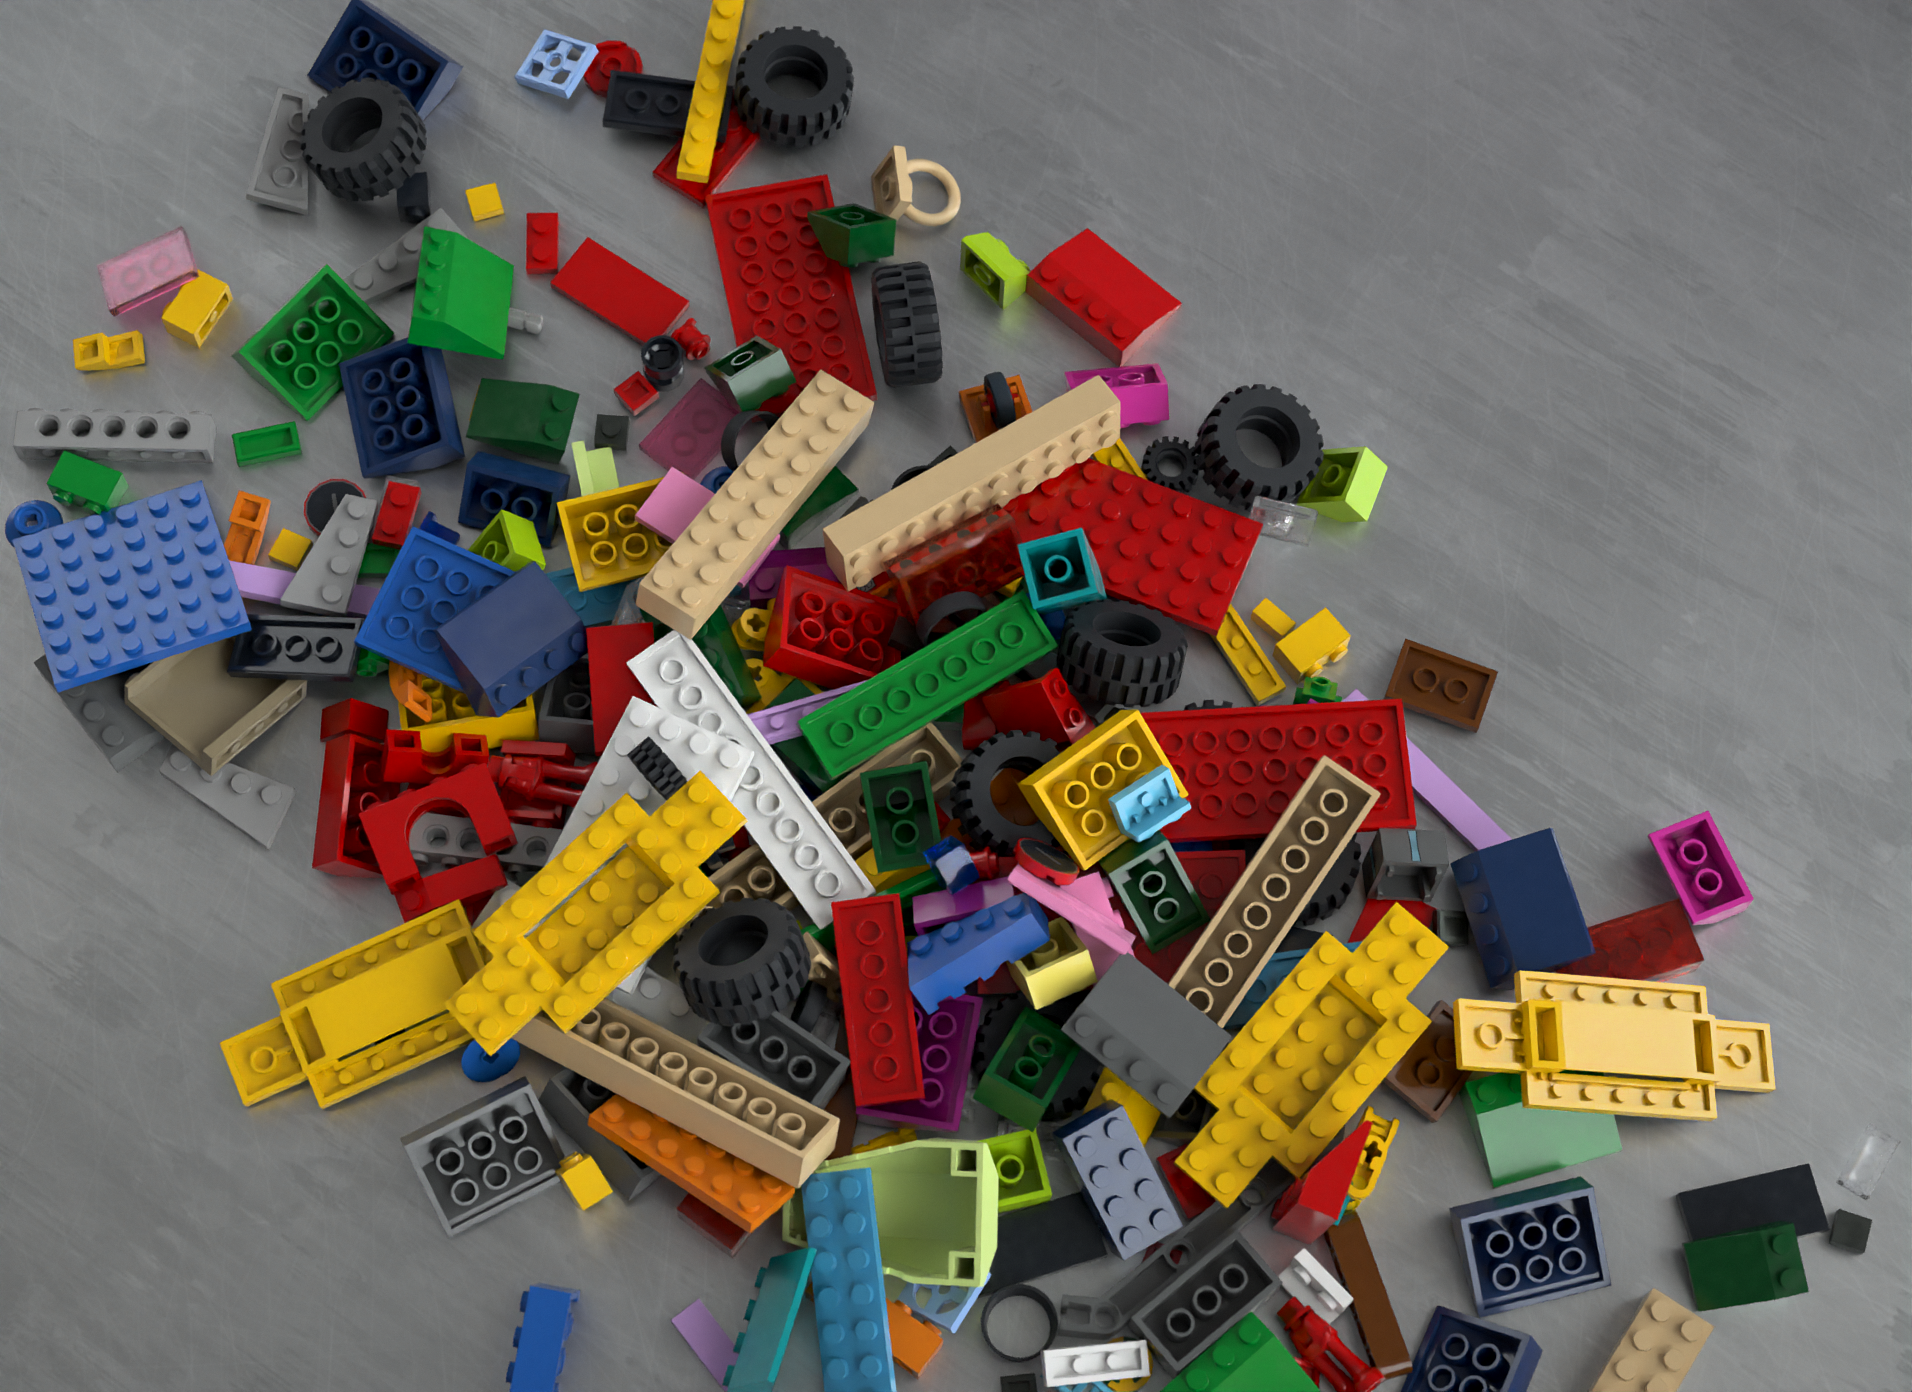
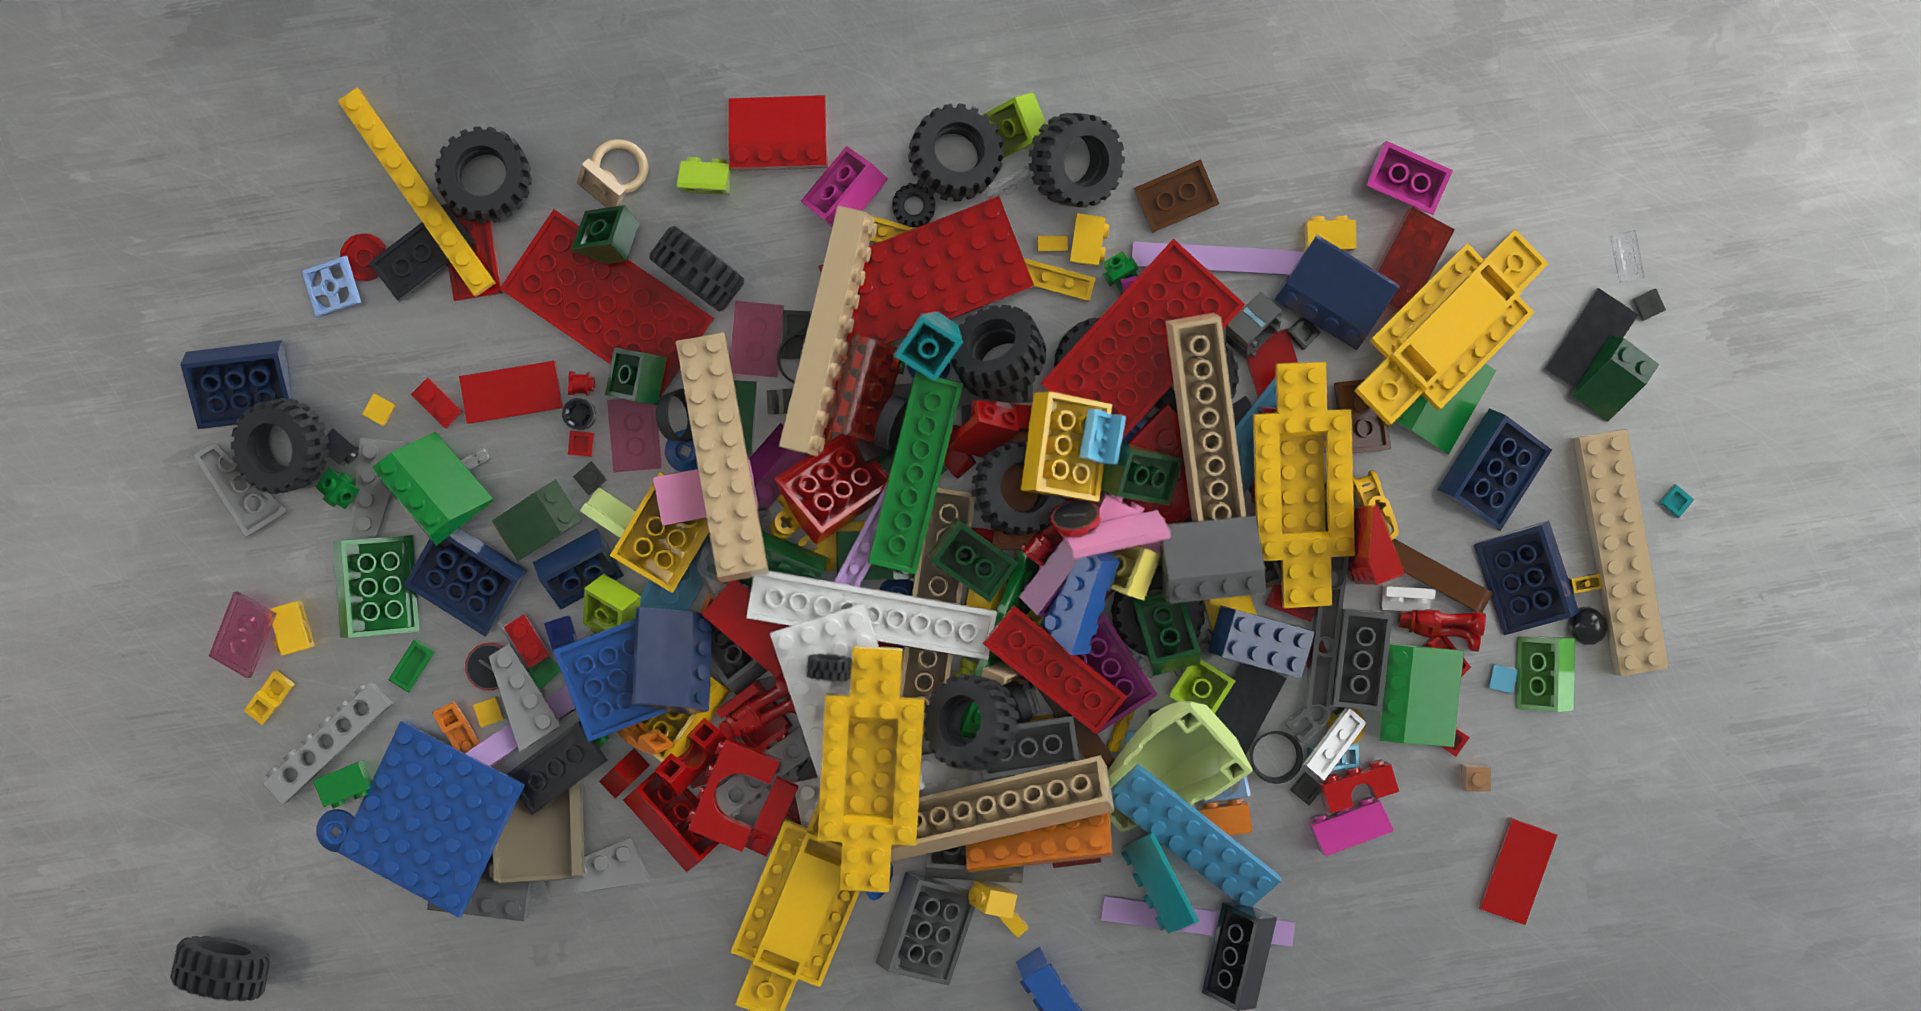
camera: 40 degrees left, 20 degrees up
(373, 227) = (337, 488): none -> green brick
(580, 1233) = (1016, 924): none -> yellow piece
(894, 447) = (756, 338): none -> clear pink tile
(951, 864) = (1026, 564): clear blue panel -> none
(994, 404) = (789, 263): plate -> none
(1412, 557) = (1103, 167): none -> black tyre
(1581, 859) = (1339, 232): none -> yellow brick

